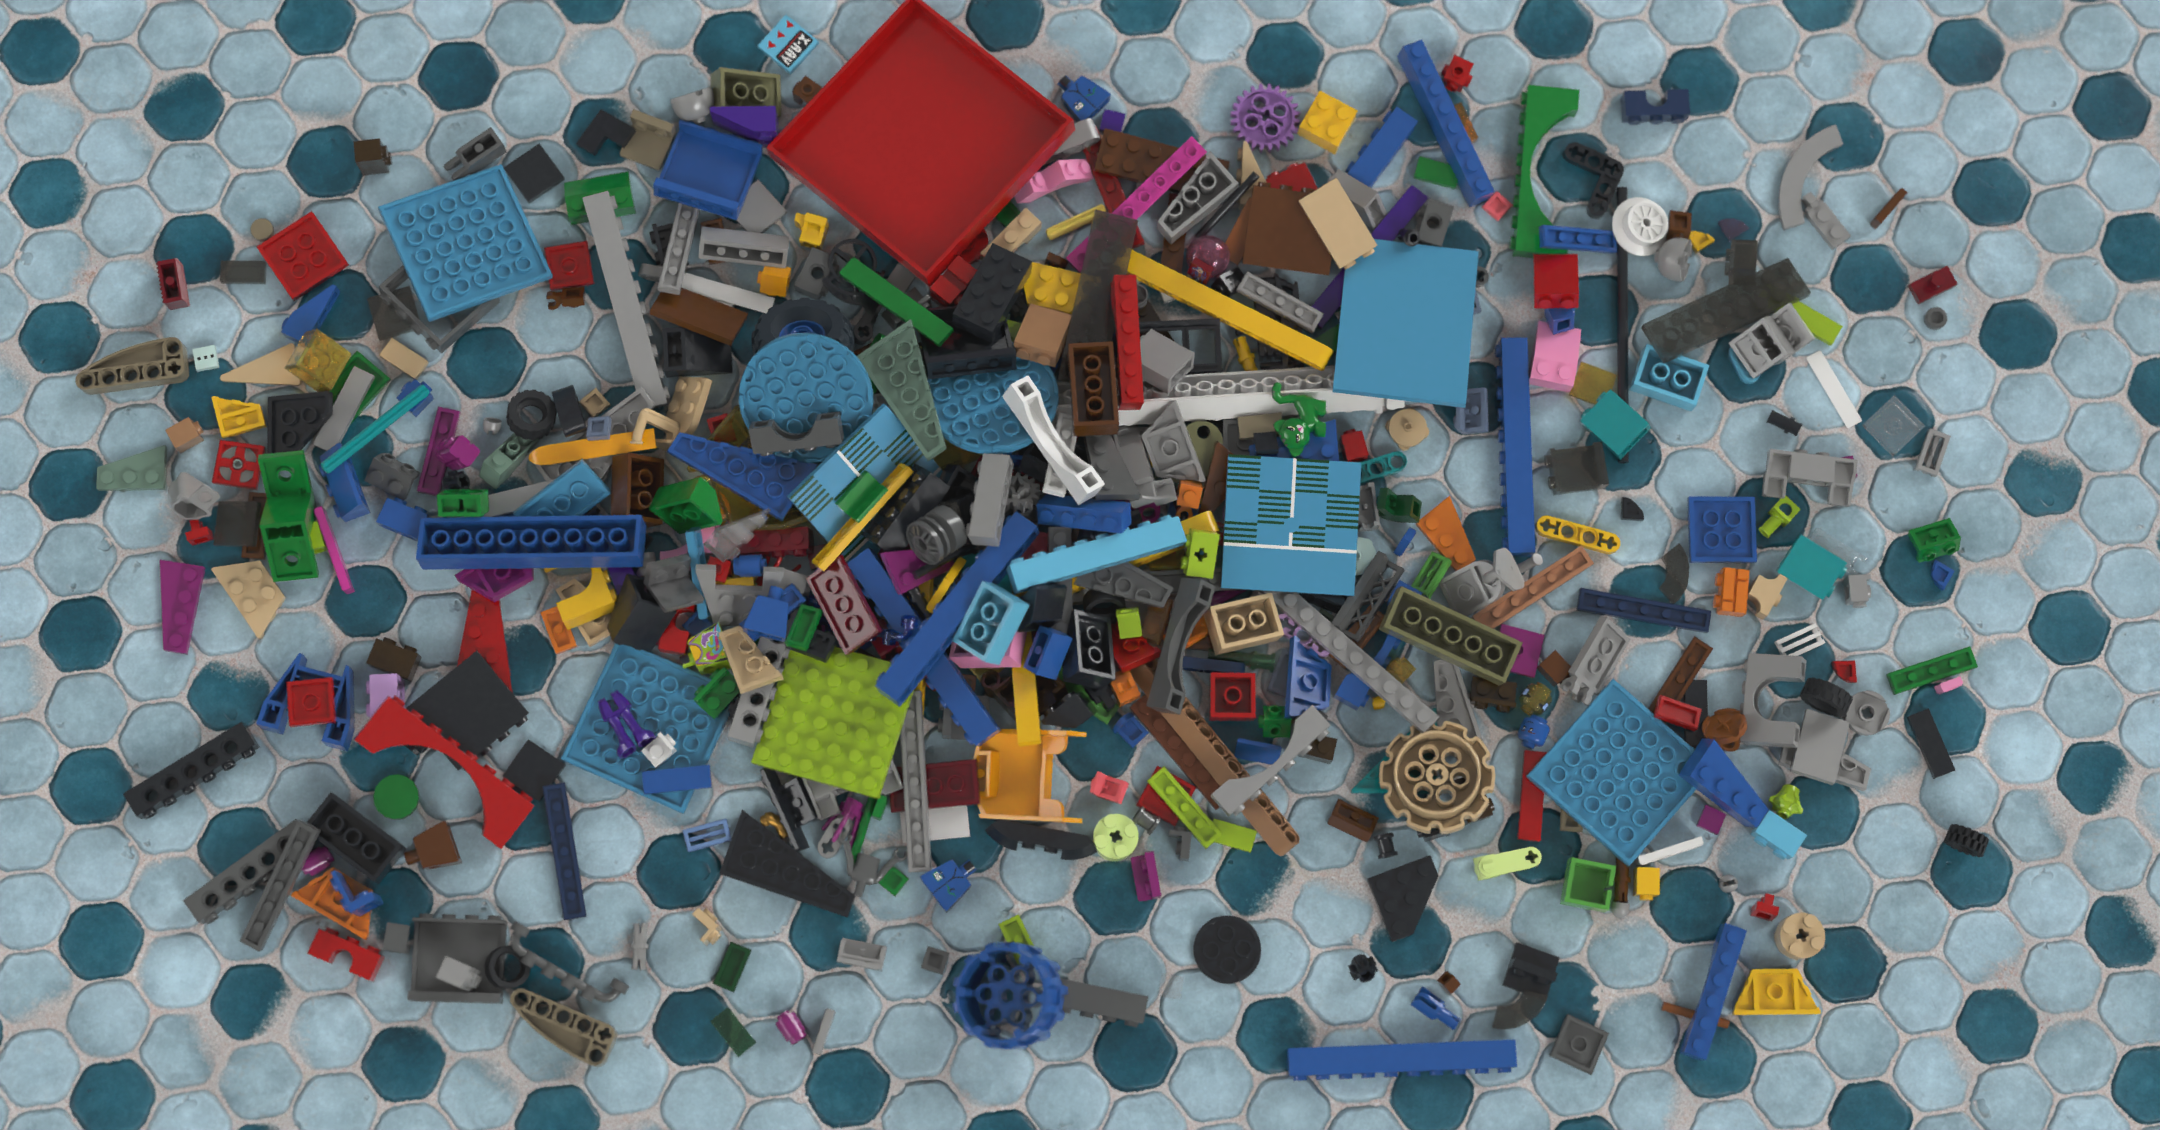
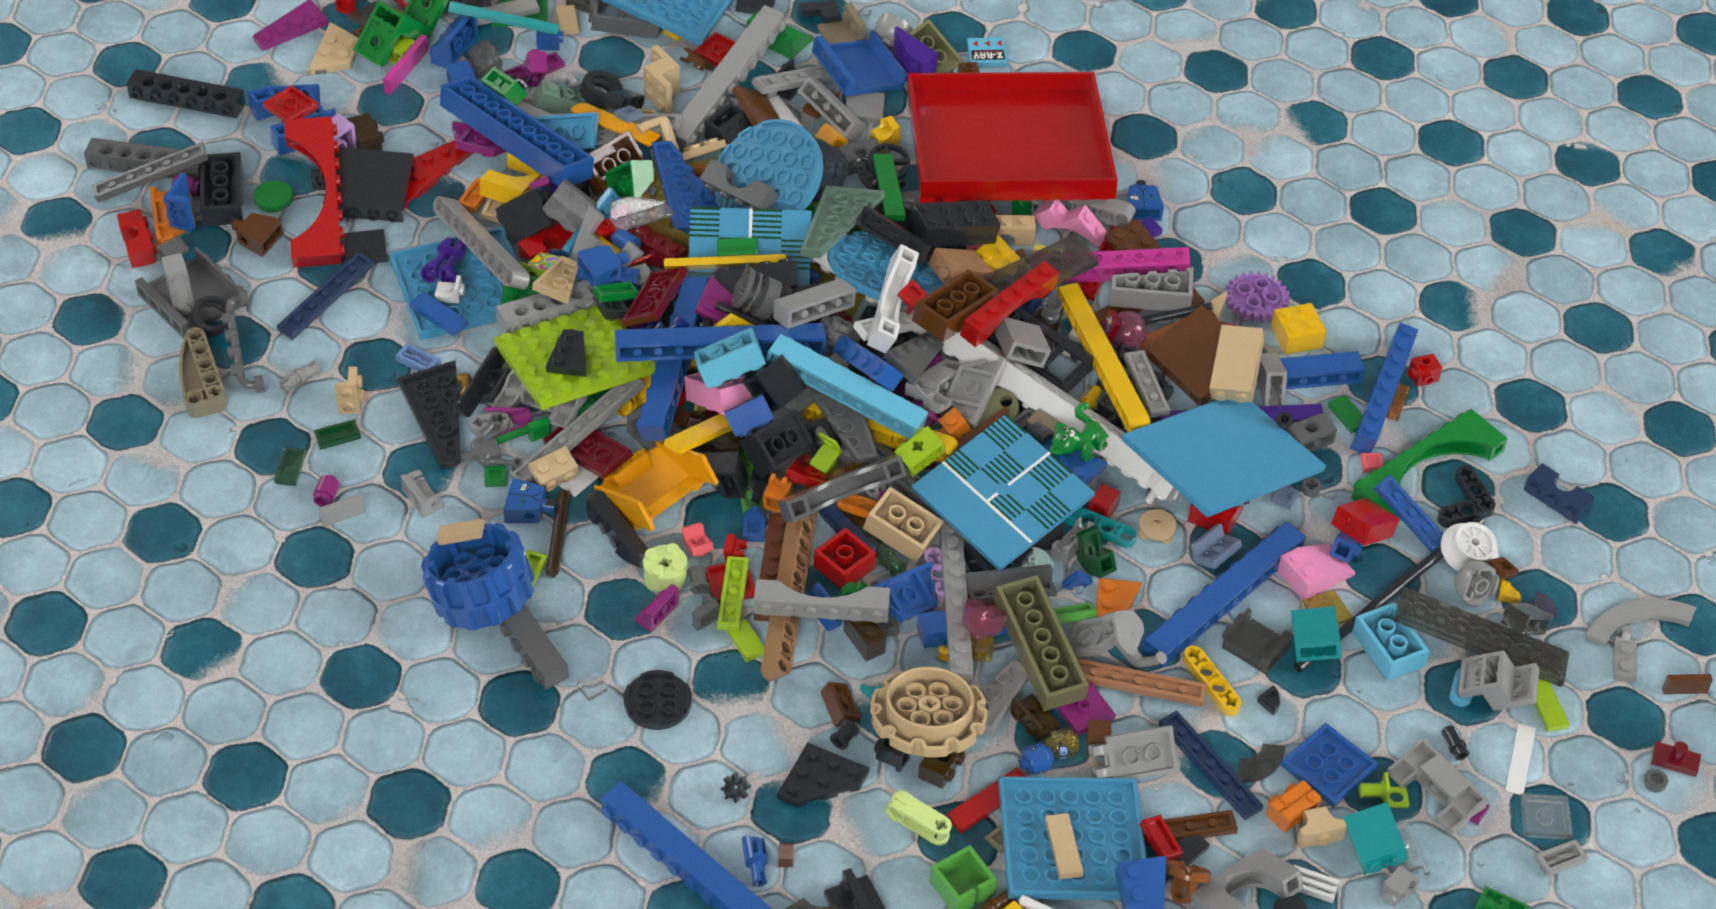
camera: 50 degrees right, 30 degrees down
(571, 356) = (661, 80): none -> tan bracket
(620, 581) = (539, 183): none -> magenta tile
(637, 683) = (481, 243): none -> light grey beam
(842, 727) = (568, 354): none -> black wing
(938, 835) = (554, 469): none -> tan bracket
(969, 981) = (460, 531): none -> tan tile
(999, 883) = (558, 533): none -> dark brown axle
(1061, 420) = (910, 295): none -> red panel
(1140, 769) = (733, 545): none -> red tile
(1400, 660) = (982, 619): none -> clear pink cylinder
(1627, 790) = (1063, 846): none -> tan tile

